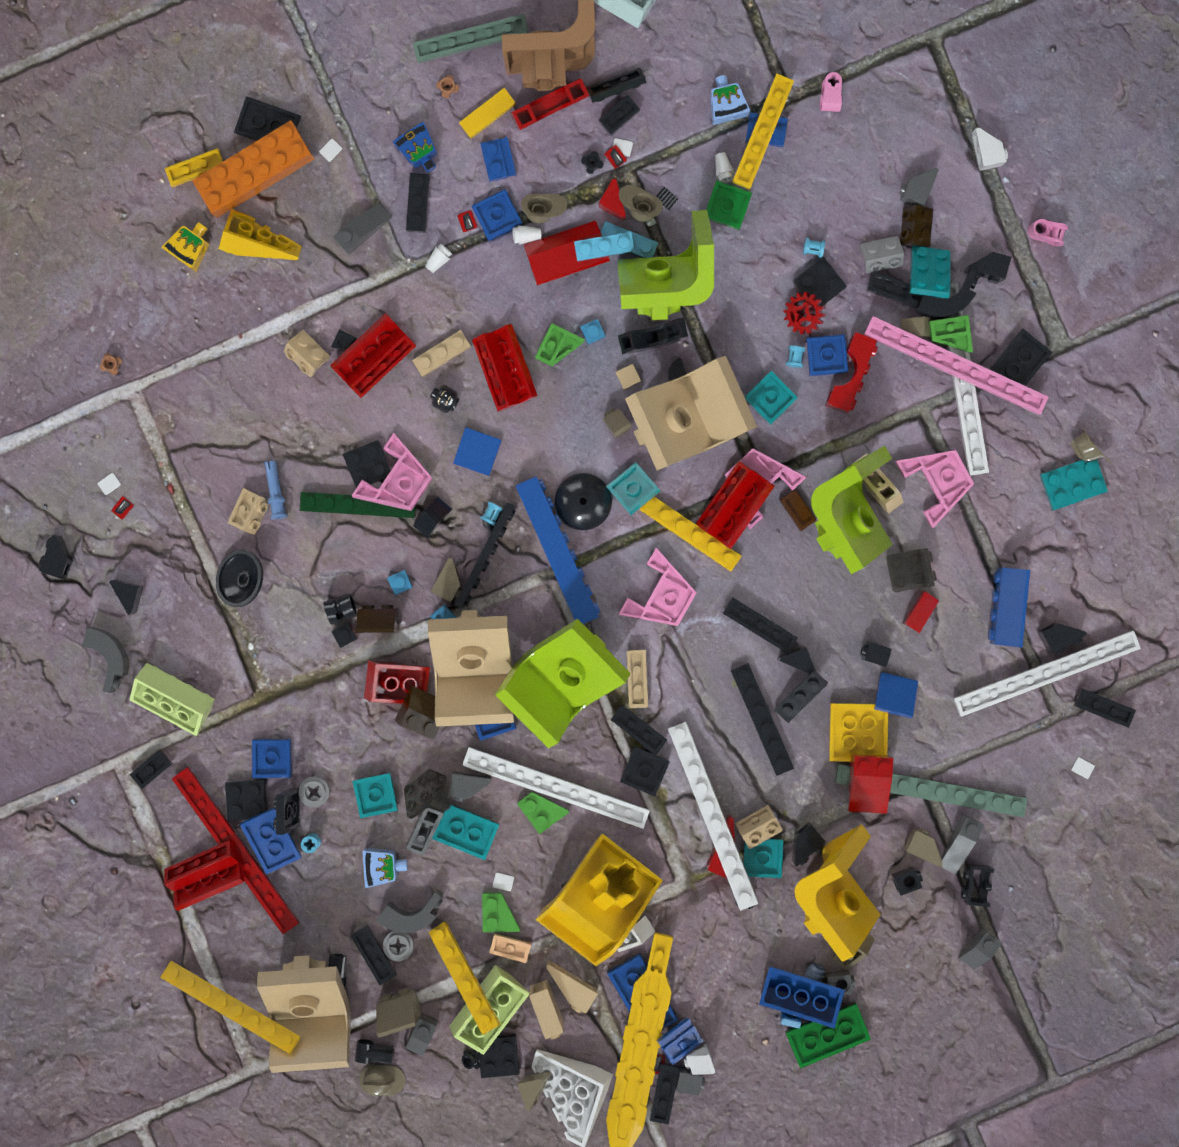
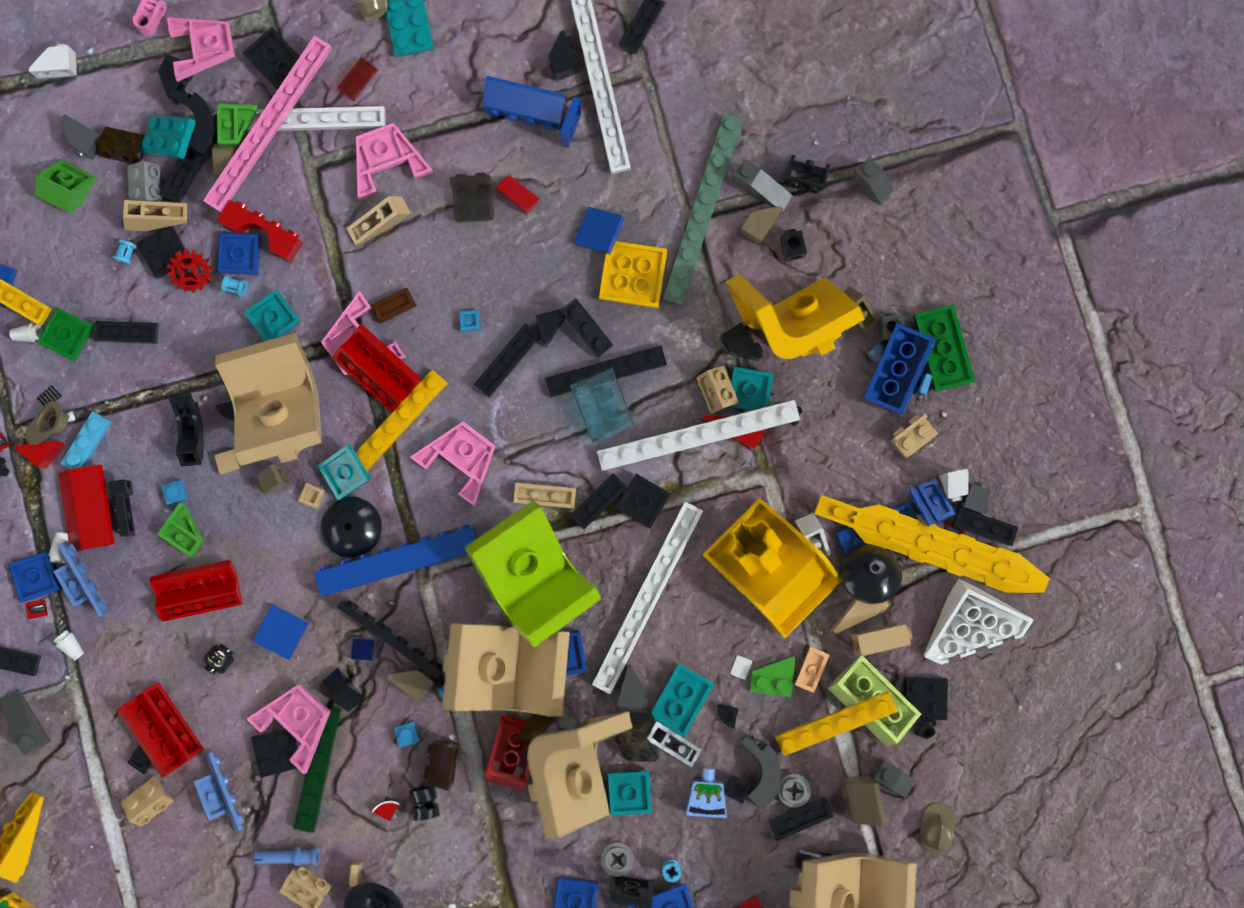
camera: 85 degrees left, 5 degrees down
(268, 555) = (355, 873): none -> tan tile
(321, 416) = (214, 794): none -> medium blue bracket
(330, 574) = (386, 809): none -> red tile
(344, 635) = (454, 802): black plate -> none
(370, 1052) = (904, 837): black piece -> none
(384, 738) = (568, 774): none -> tan piece
(392, 893) = (737, 789): none -> black plate
(441, 353) = (171, 655): tan plate -> none
(458, 875) = (727, 714): none -> black tile
(472, 530) = (363, 649): none -> clear blue plate
(488, 512) = (350, 631): medium azure bush -> none
(496, 255) = (76, 582): none -> medium blue bracket
(532, 1088) = (964, 667): dark tan slope -> none
(541, 811) = (671, 616): bright green wing -> none
(543, 206) = (33, 526): dark tan piece -> none
(587, 282) = (122, 506): none -> black plate
(596, 988) = (863, 582): none -> black dish
(604, 246) = (84, 467): medium azure plate -> none
(607, 460) = (311, 495): none -> tan tile
(665, 283) = (131, 411): lime piece -> none
(729, 721) = (602, 405): none -> clear light blue slope
(737, 262) = (126, 332): none -> black plate
(740, 1016) = (914, 436): none -> tan bracket
(792, 584) = (469, 320): none -> dark azure tile
(845, 518) = (410, 255): lime piece -> none
(852, 269) = (153, 215): none -> tan slope
(869, 179) = (64, 185): none -> bright green slope
(870, 783) = (686, 268): red slope -> none
(875, 653) = (554, 245): black brick -> none
(997, 654) = (570, 122): none -> blue tile
(1012, 441) = (357, 79): none -> clear red plate
(1029, 296) = (209, 41): none -> bright pink wing
(1083, 768) = (701, 54): white sticker -> none

